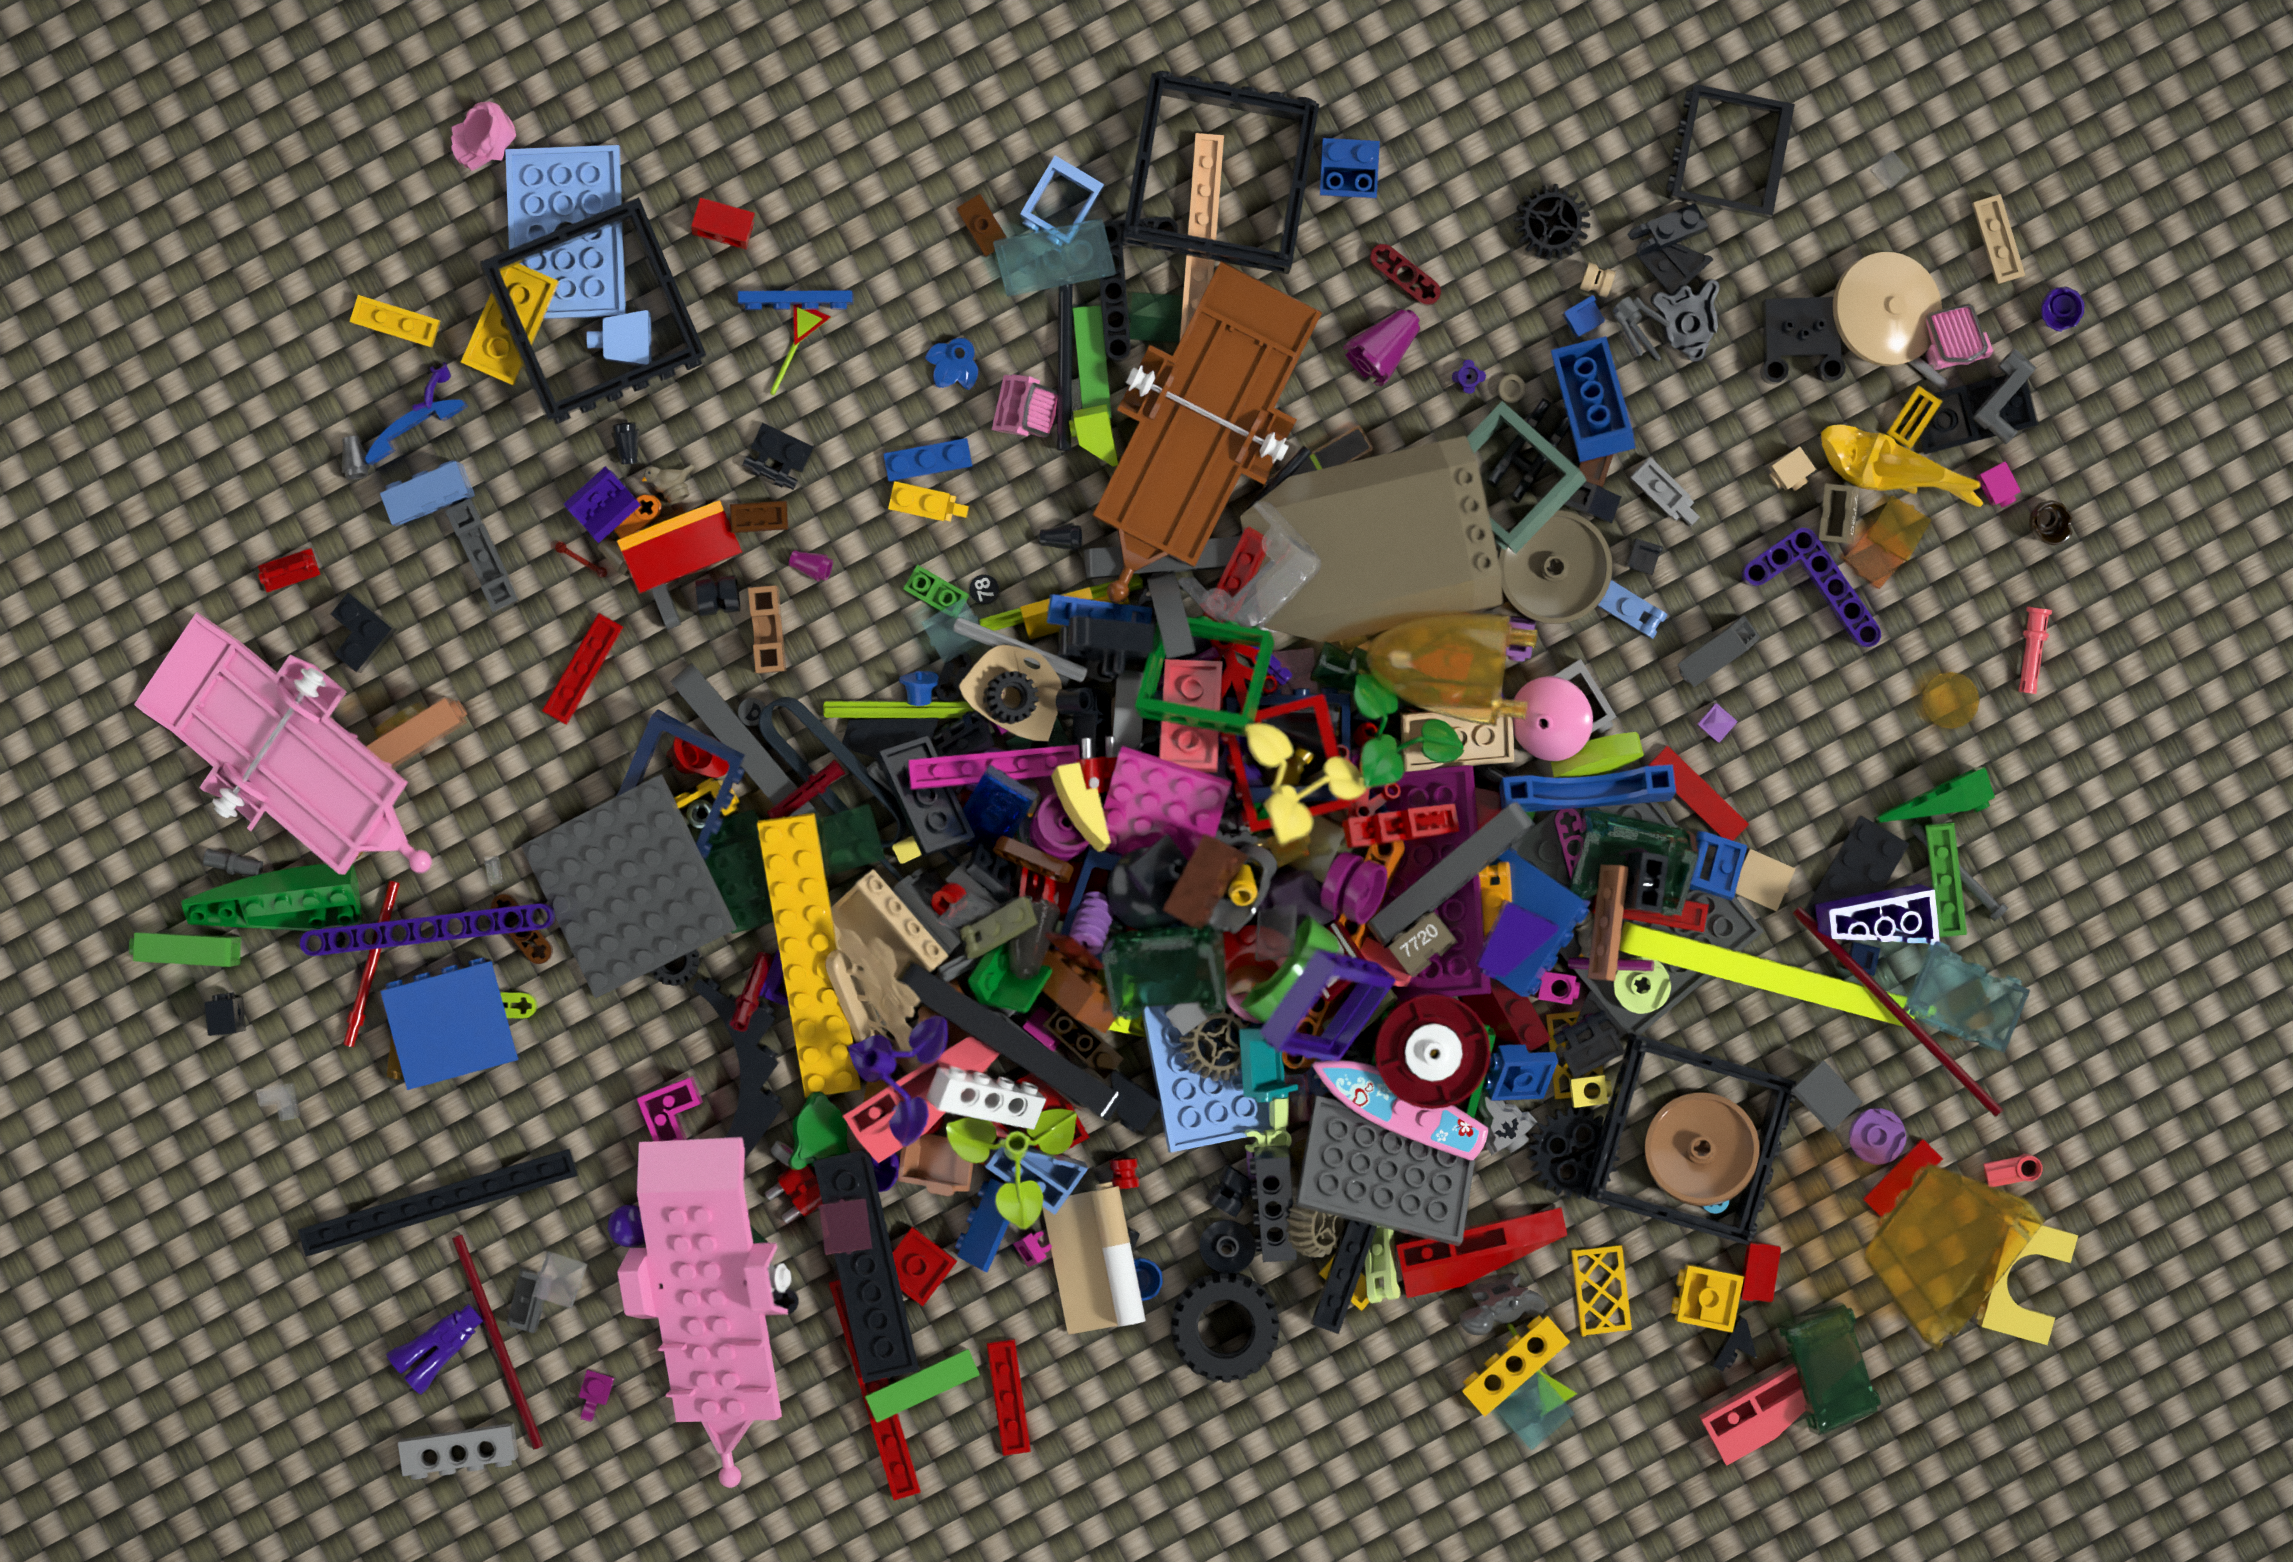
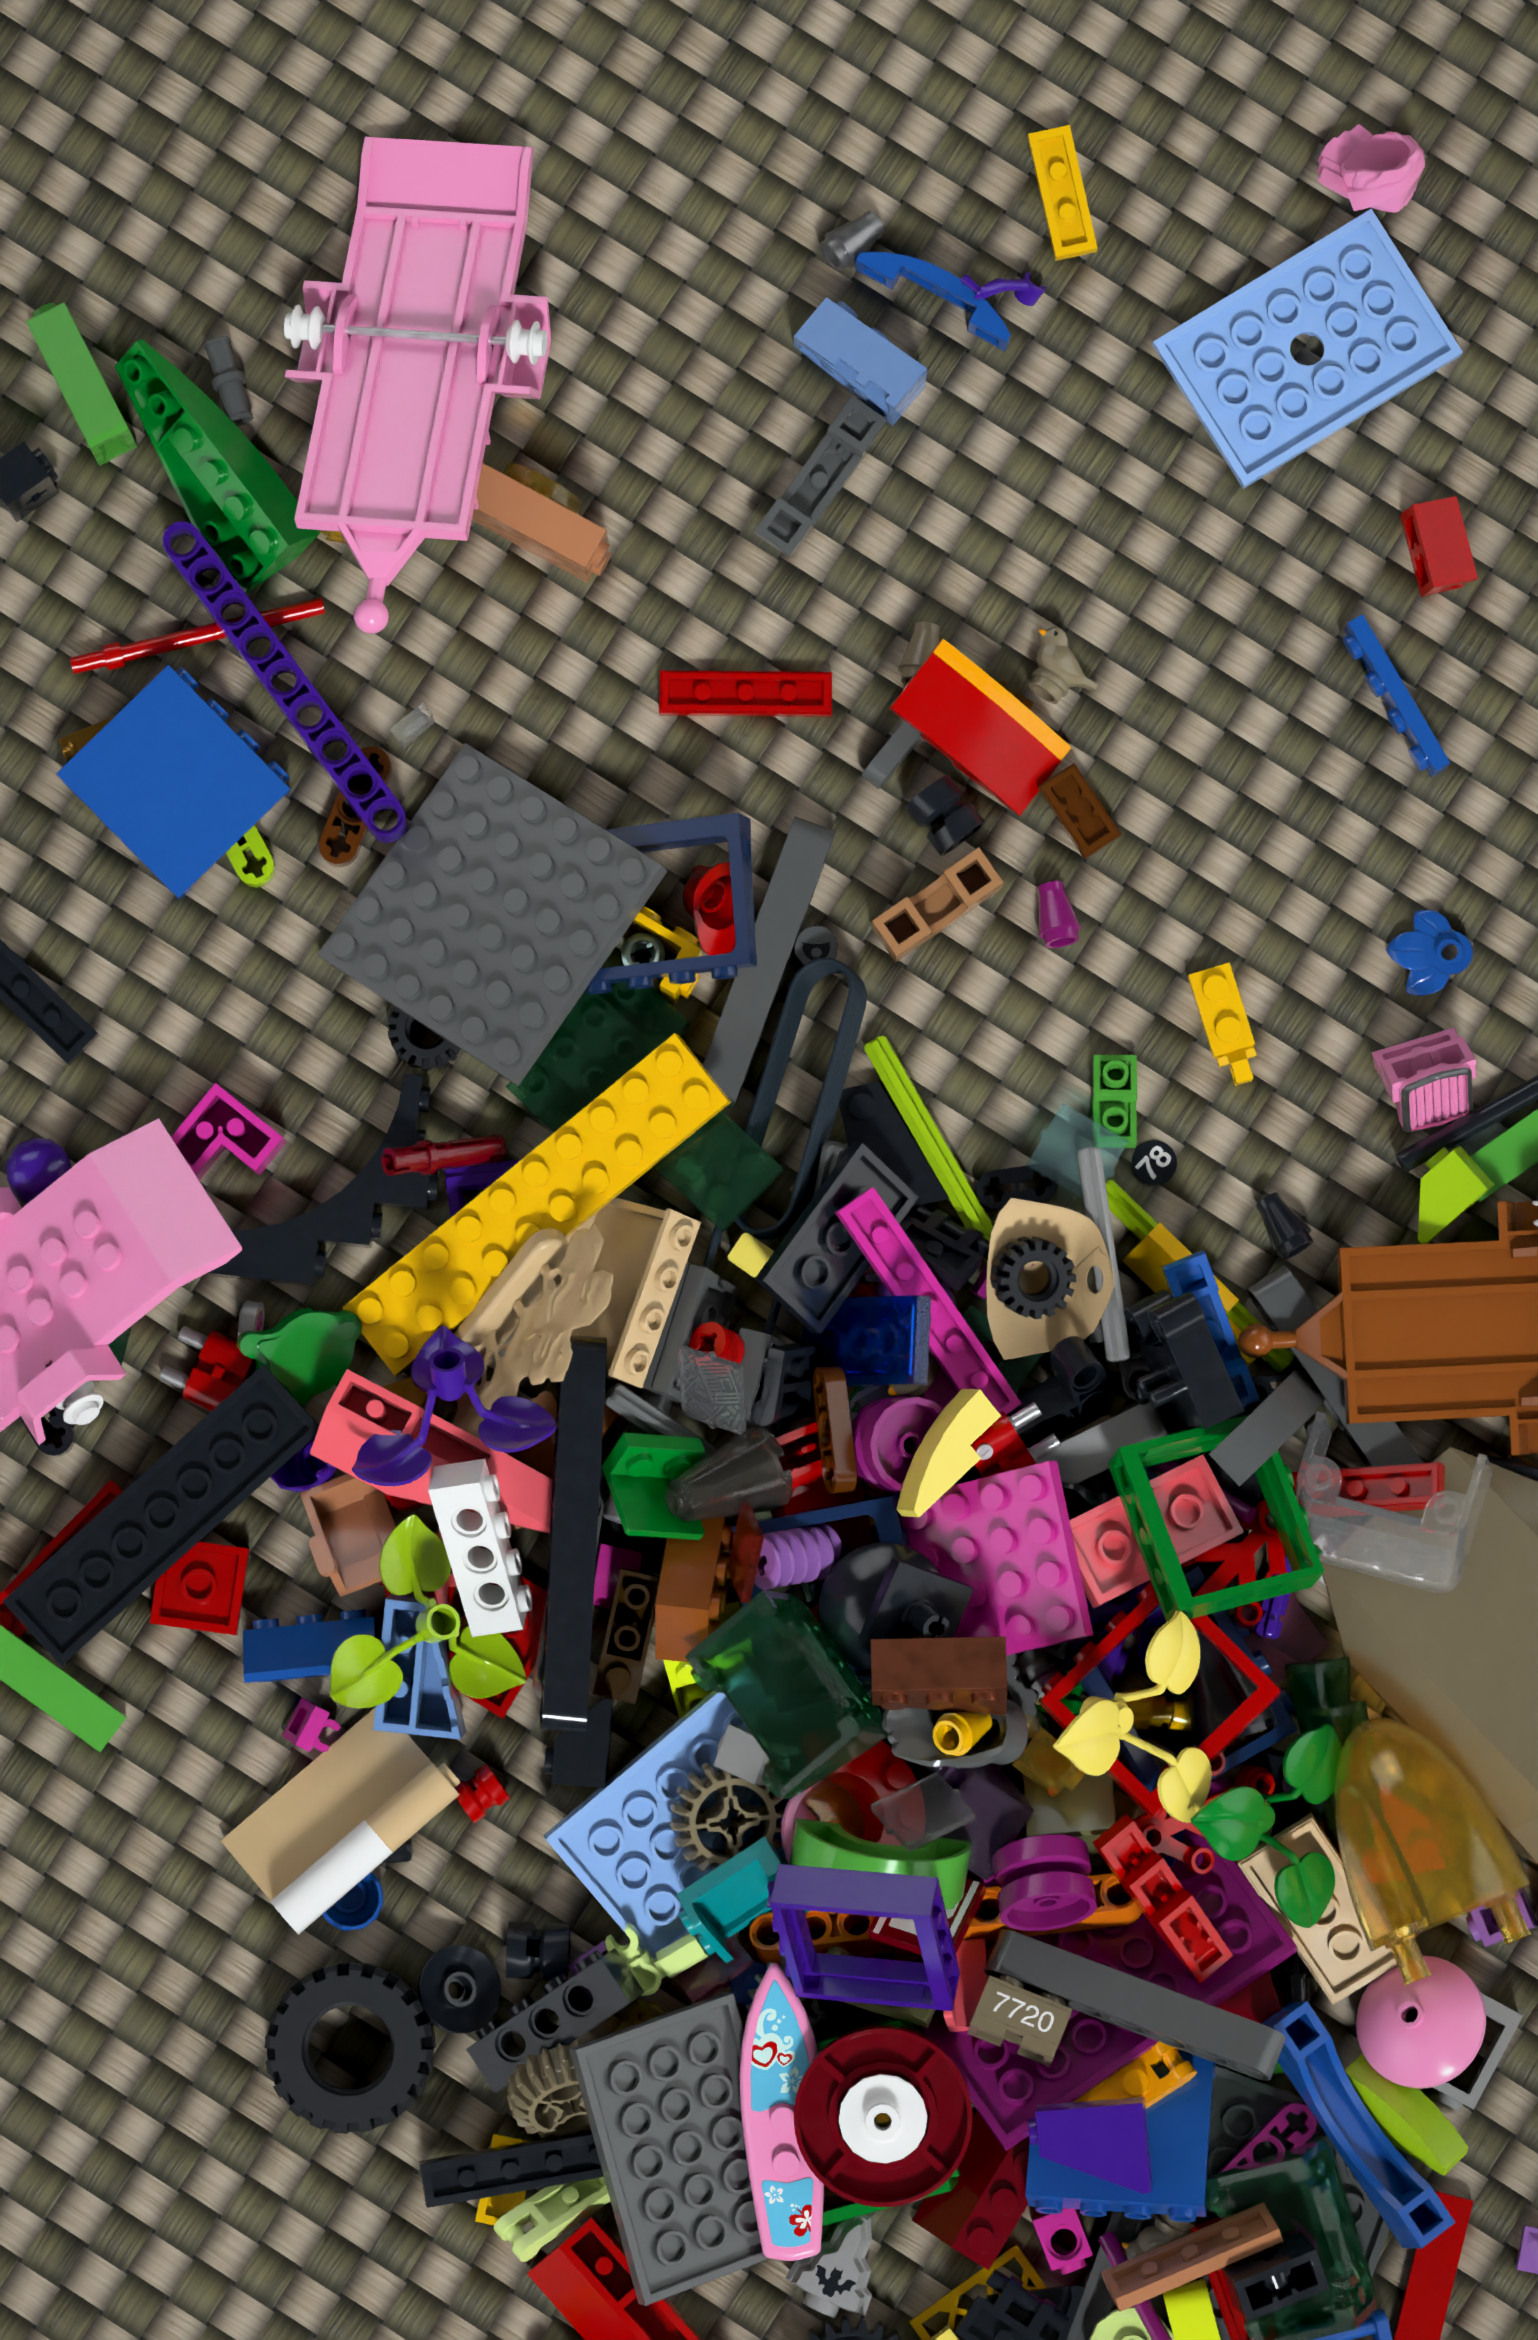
camera: 60 degrees right, 5 degrees down
(288, 570) = (655, 238): red hinge -> none
(368, 632) = (630, 387): black brick -> none
(491, 345) = (1149, 340): yellow plate -> none
(561, 547) = (889, 577): clear red hinge -> none
(602, 504) = (979, 593): dark purple bracket -> none
(611, 389) = (1170, 546): black window -> none
(624, 338) = (1213, 503): light blue torso -> none
(626, 442) = (1078, 581): black cone -> none
(638, 519) = (983, 644): orange piece -> none
(782, 448) = (1186, 789): black plate -> none
(804, 324) = (1367, 728): lime piece -> none
(816, 784) = (755, 1078): dark red pin -> none
(845, 1226) = (199, 1457): clear pink piece -> none
(919, 686) = (976, 1149): blue piece -> none
(928, 460) = (1282, 991): blue plate -> none
(998, 927) = (717, 1433): olive plate -> none
(1008, 1397) = (91, 1809): red tile -> none
(1519, 1074) = (917, 2252): blue plate -> none

